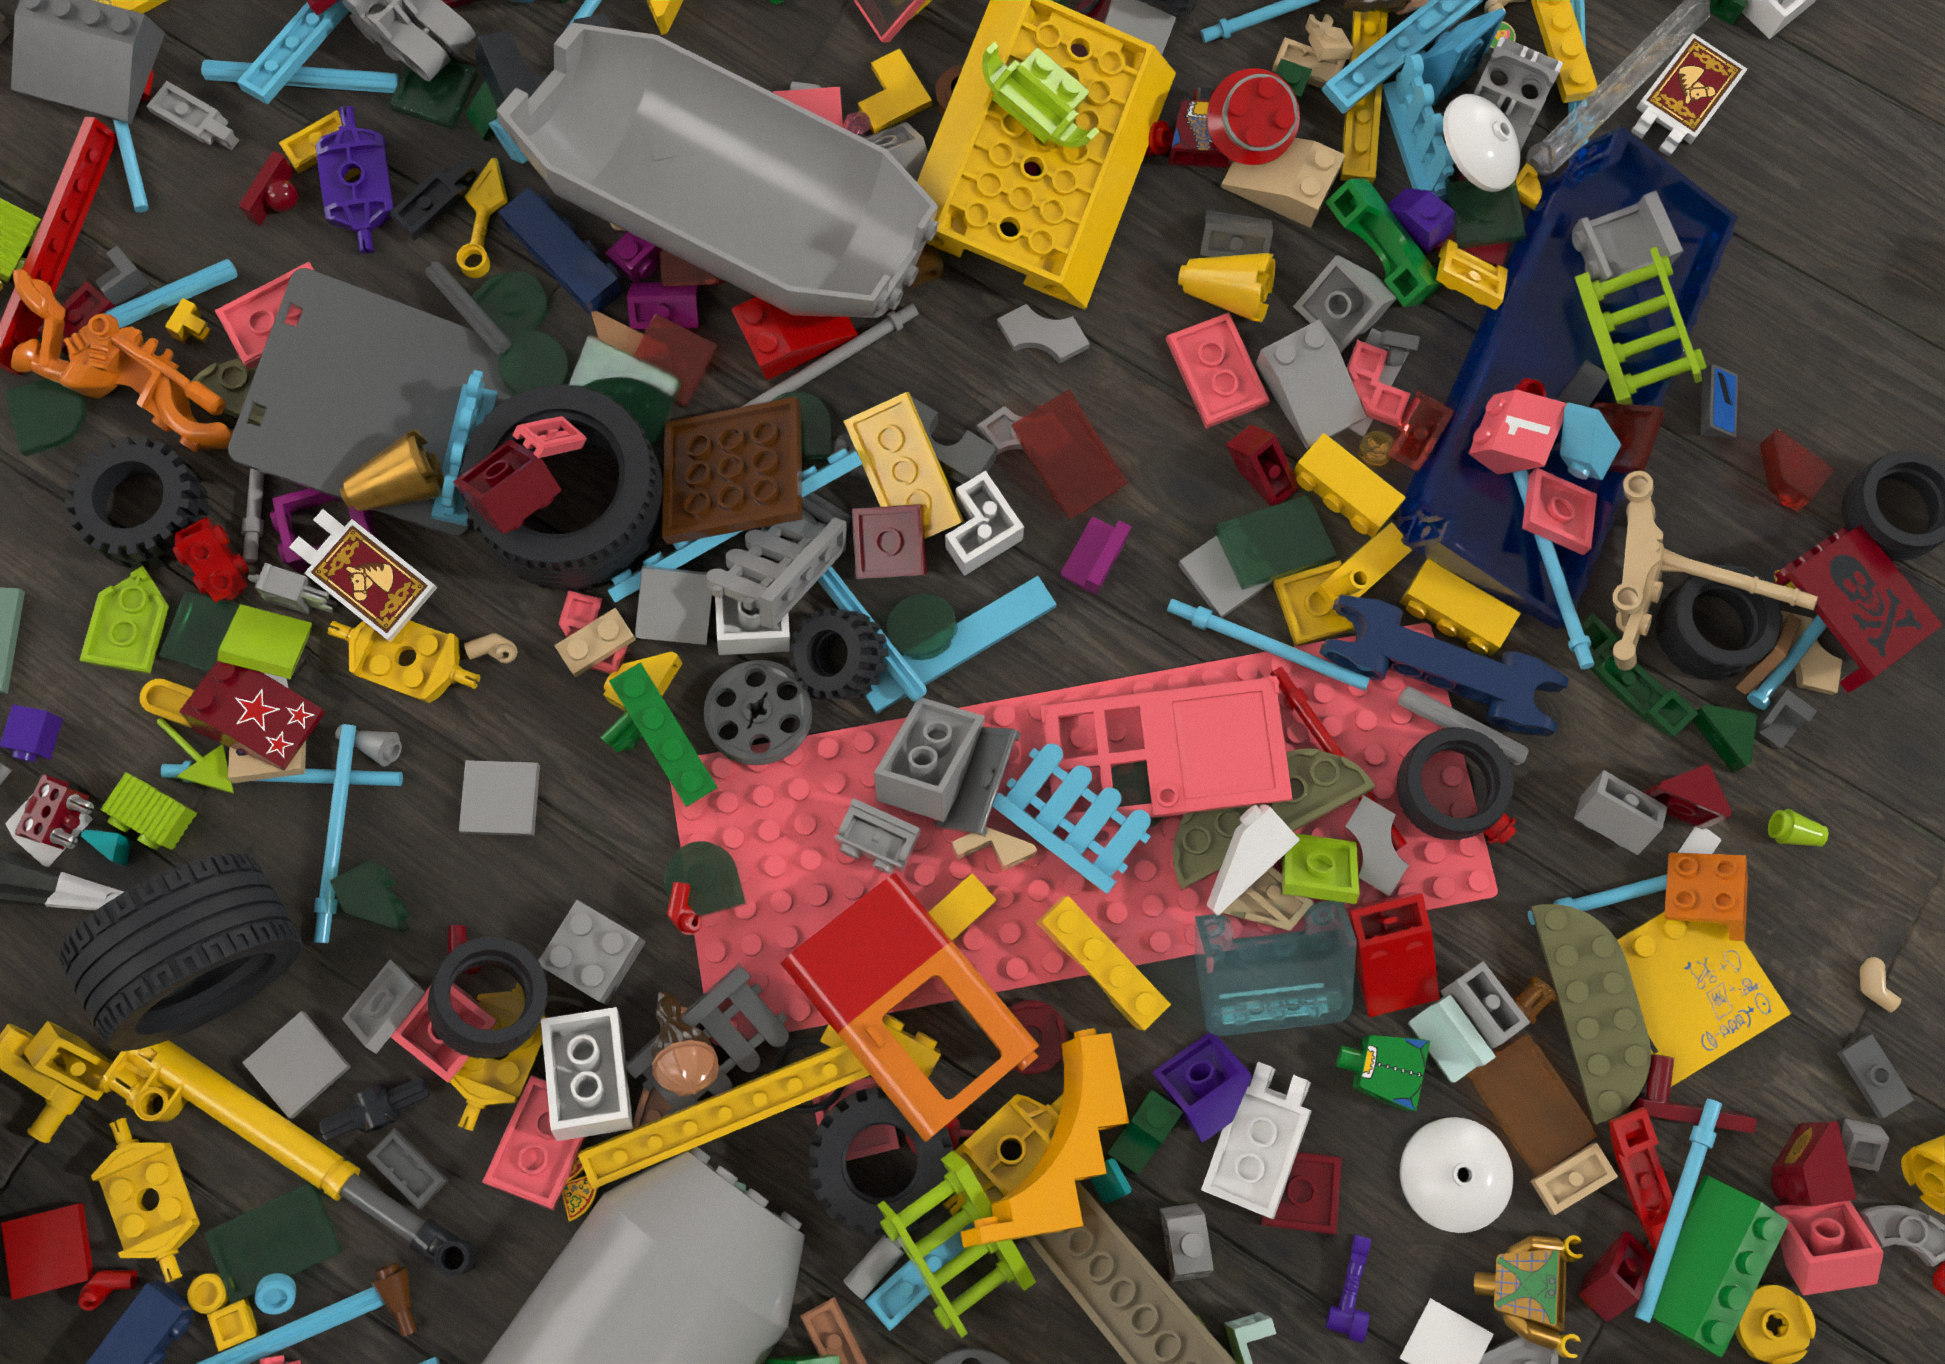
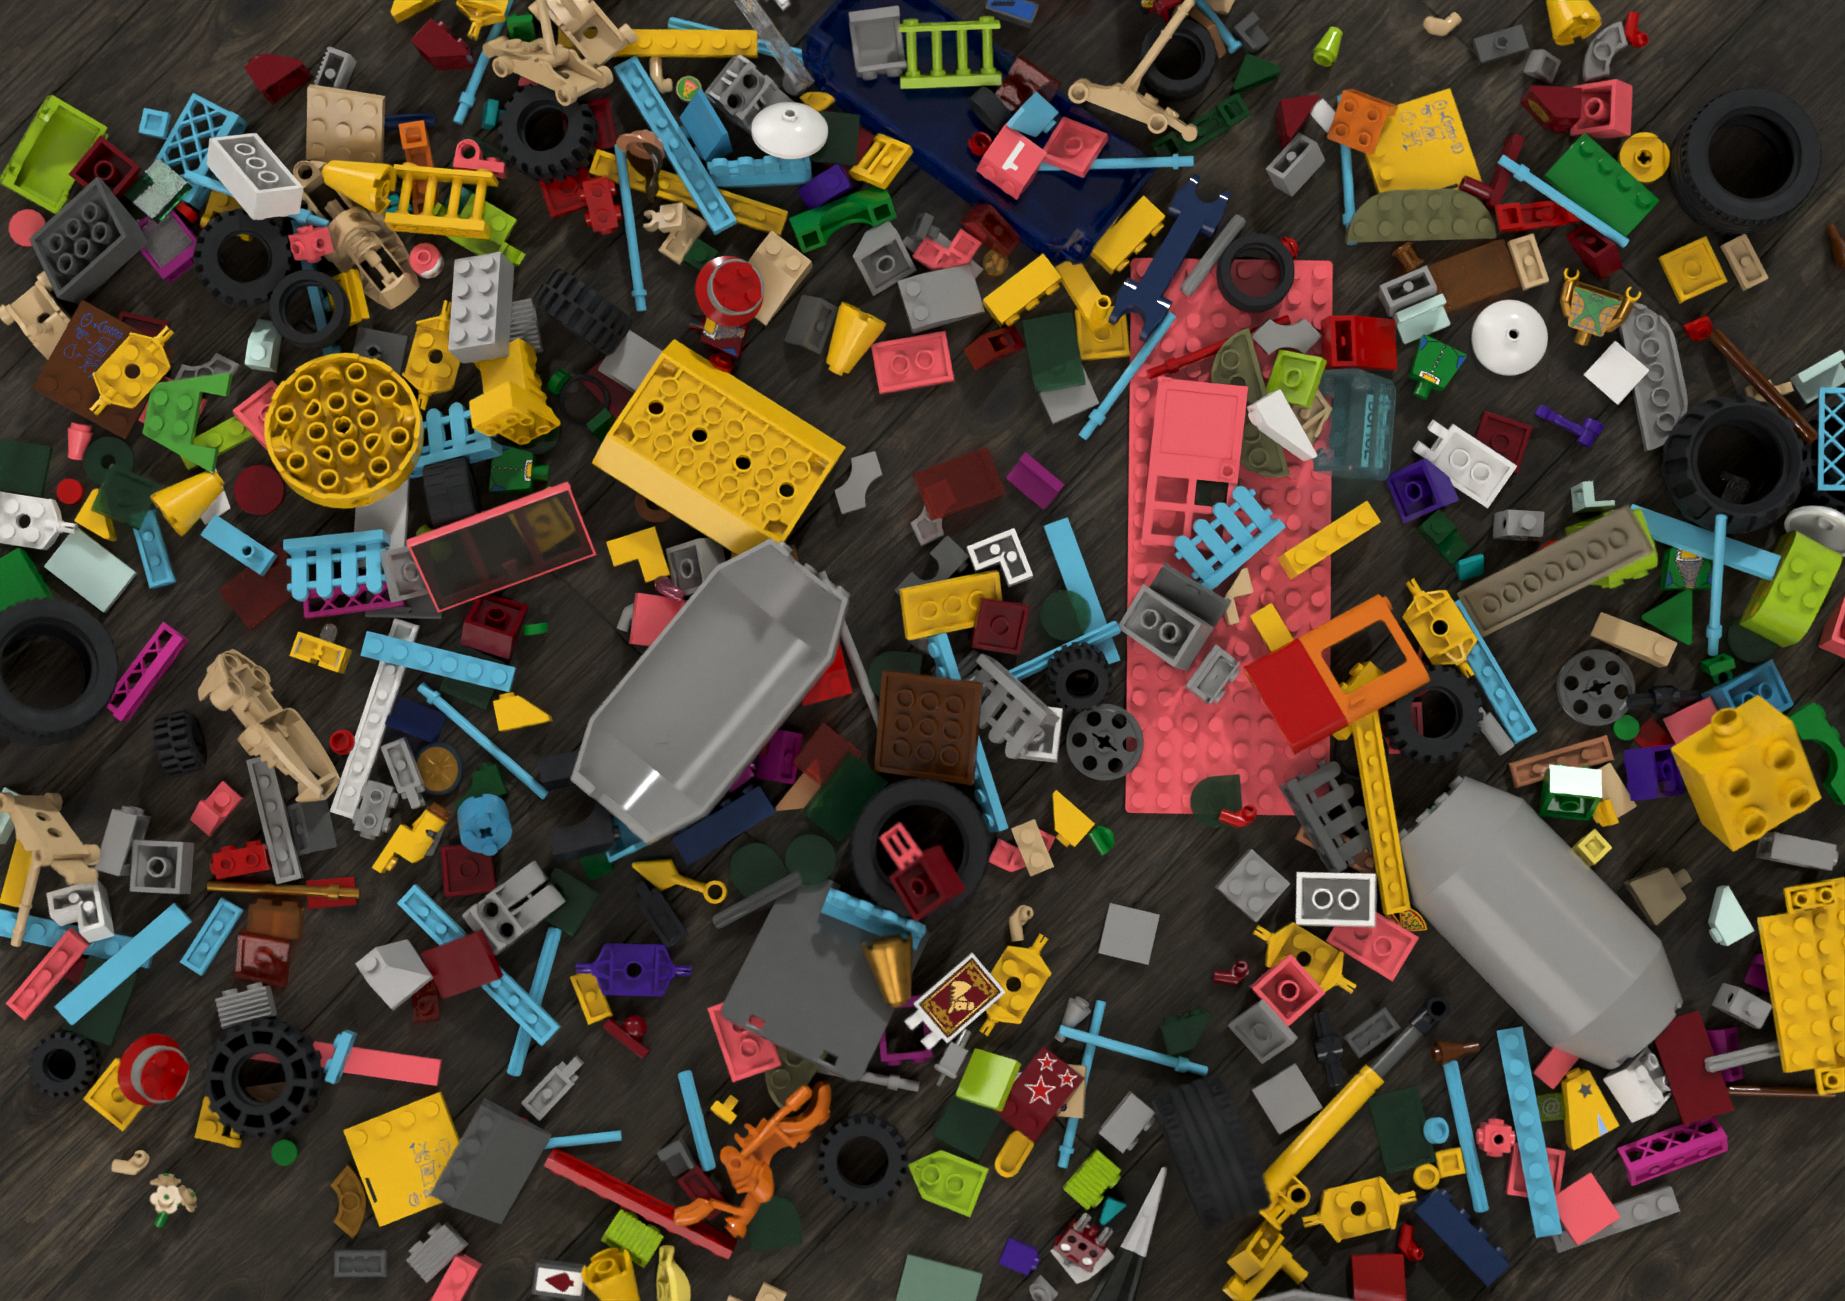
camera: 75 degrees left, 10 degrees up
(208, 770) = (1069, 1132): lime piece -> none
(211, 560) = (919, 1110): red brick -> none
(222, 833) = (1127, 1122): none -> light grey brick
(490, 953) = (1272, 925): black tyre -> none
(663, 734) = (1115, 808): green arch -> none
(673, 605) = (1017, 787): light grey tile -> none
(681, 1053) = (1337, 833): nougat piece -> none
(976, 1206) = (1496, 651): lime fence -> none
(1038, 96) = (696, 445): lime plate -> none
(1047, 1030) = (1361, 589): dark red tile -> none
(1048, 1195) = (1478, 608): light orange arch -> none

